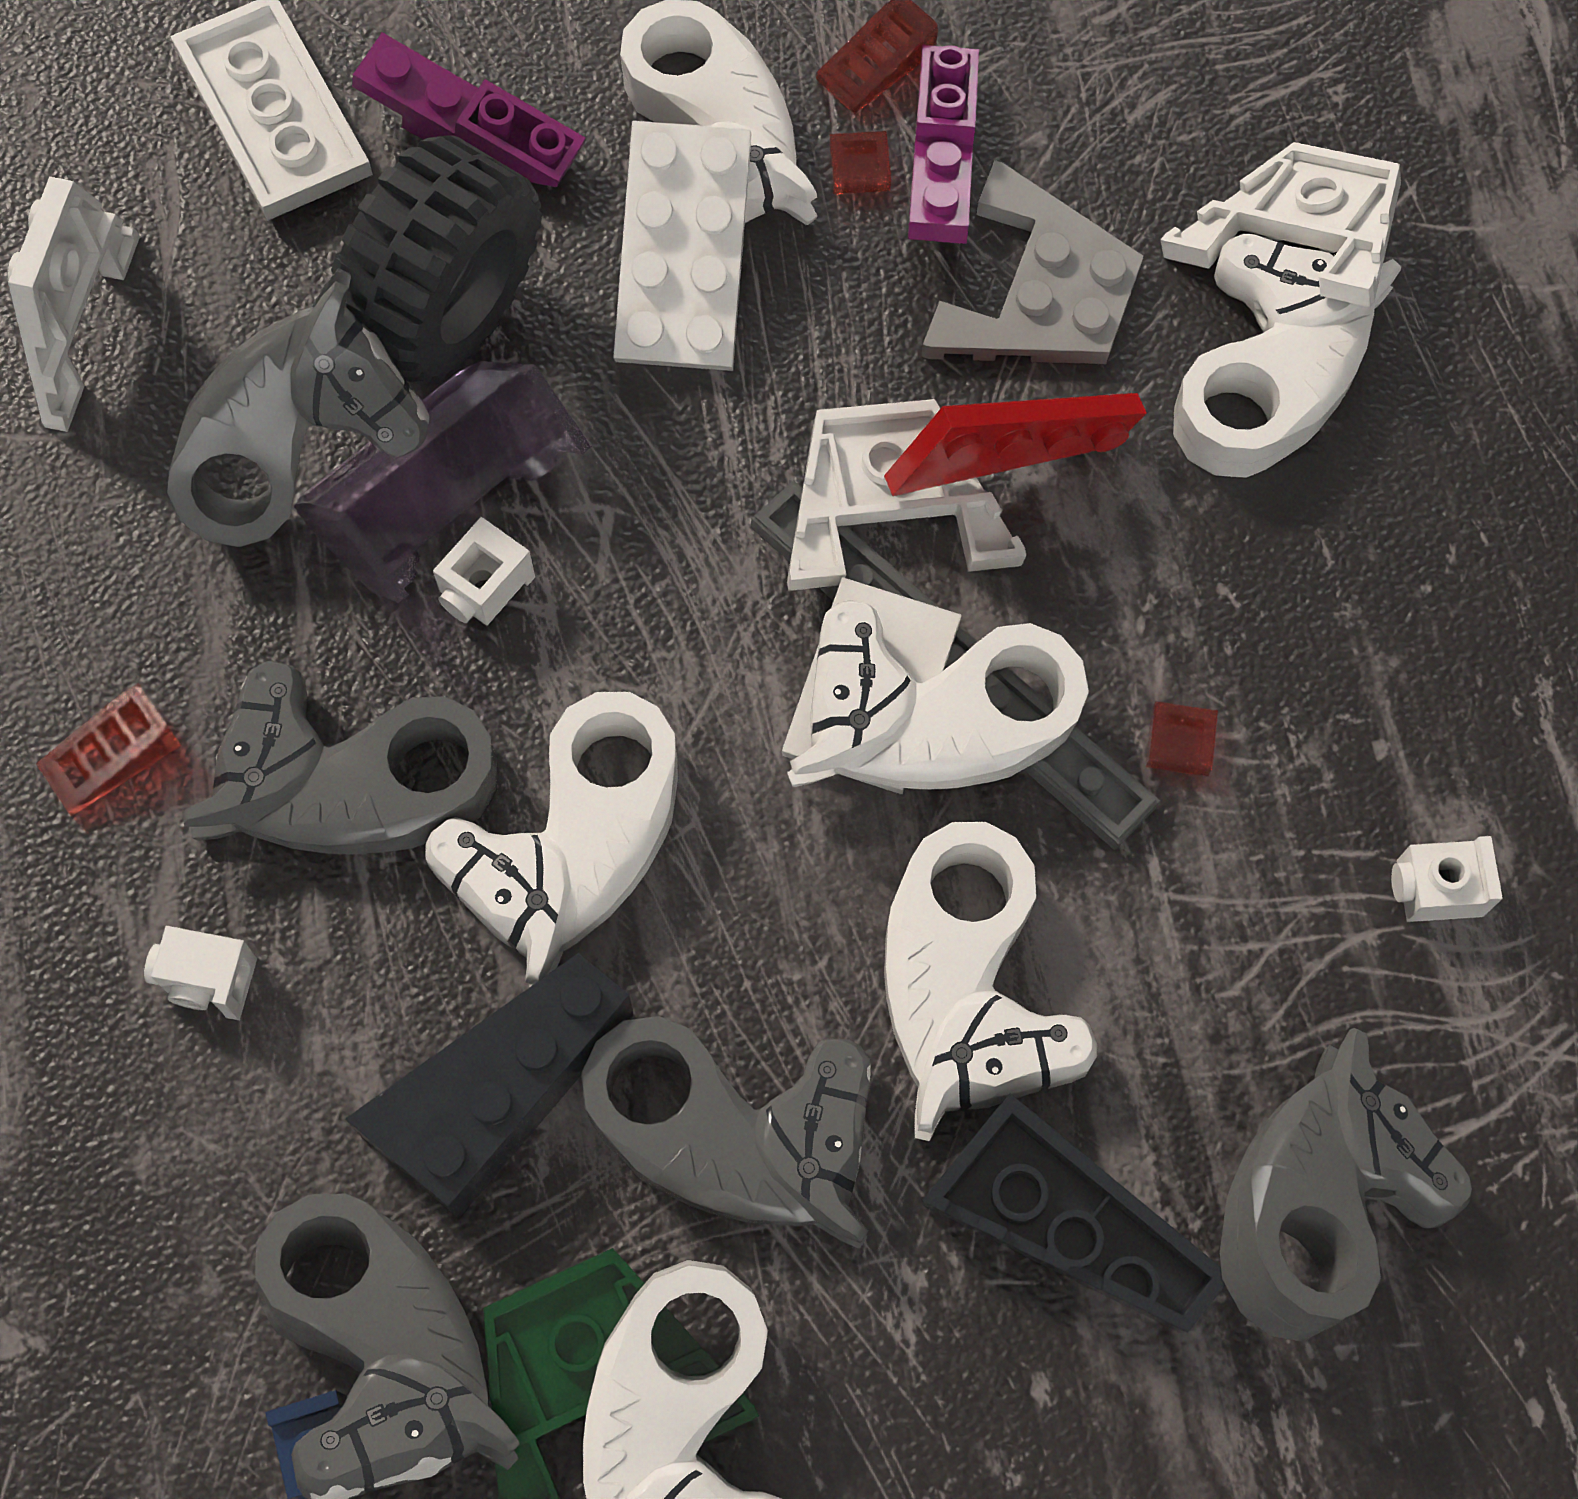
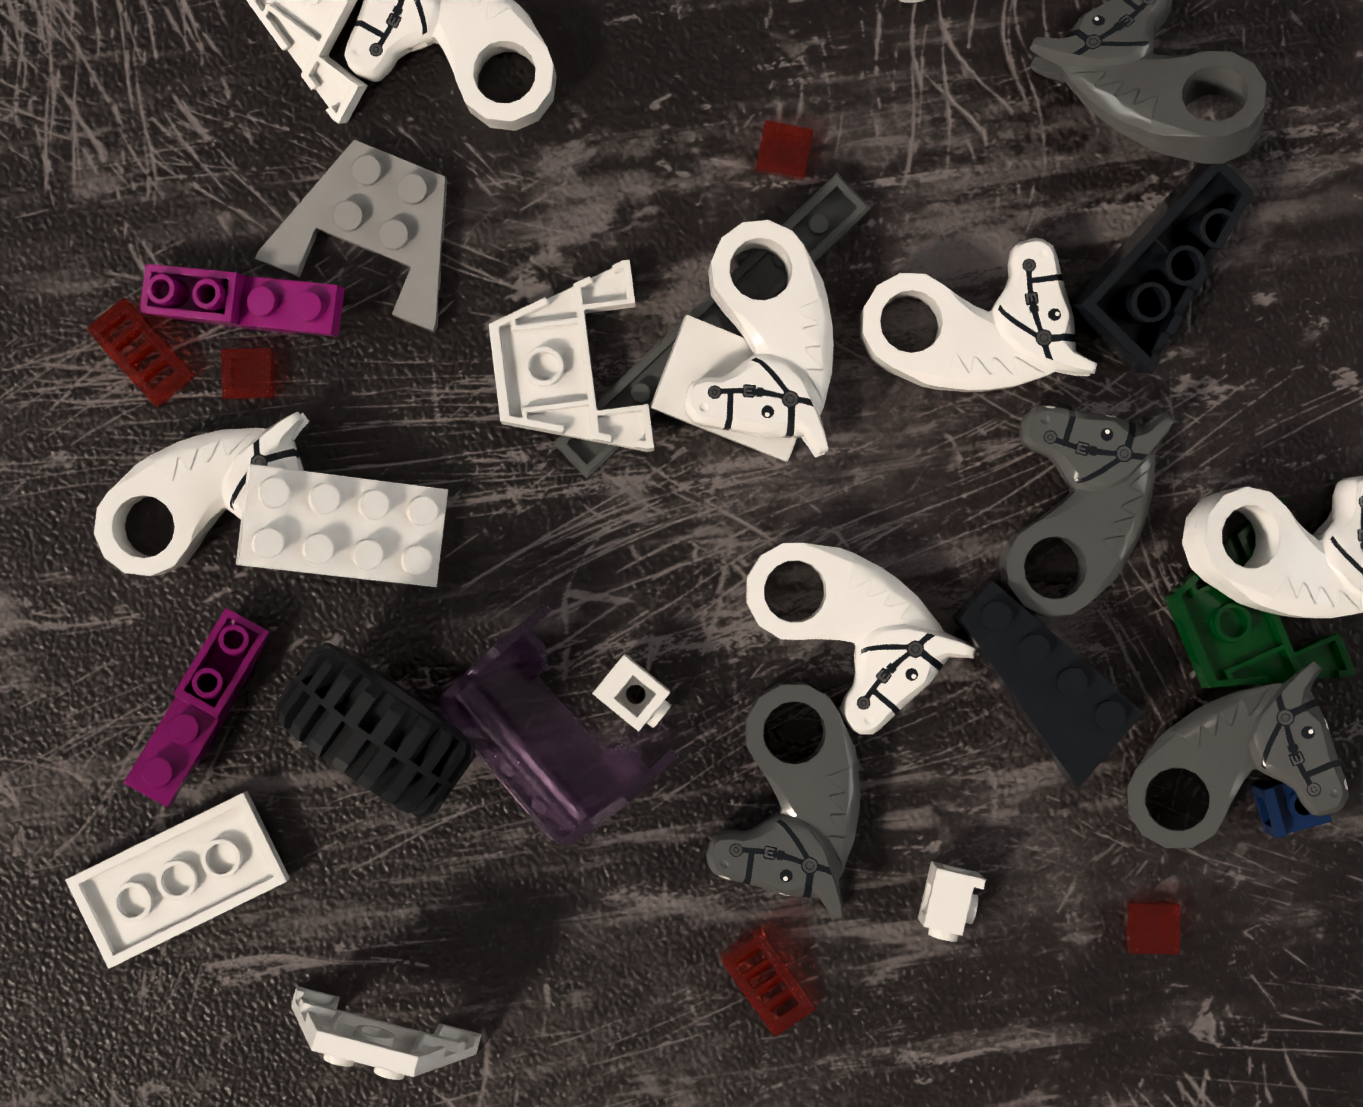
camera: 90 degrees left, 20 degrees up
(149, 1256) = (1153, 927): none -> clear red tile
(262, 398) = (506, 862): dark grey animal -> none
(1010, 435) = (543, 261): red wing -> none

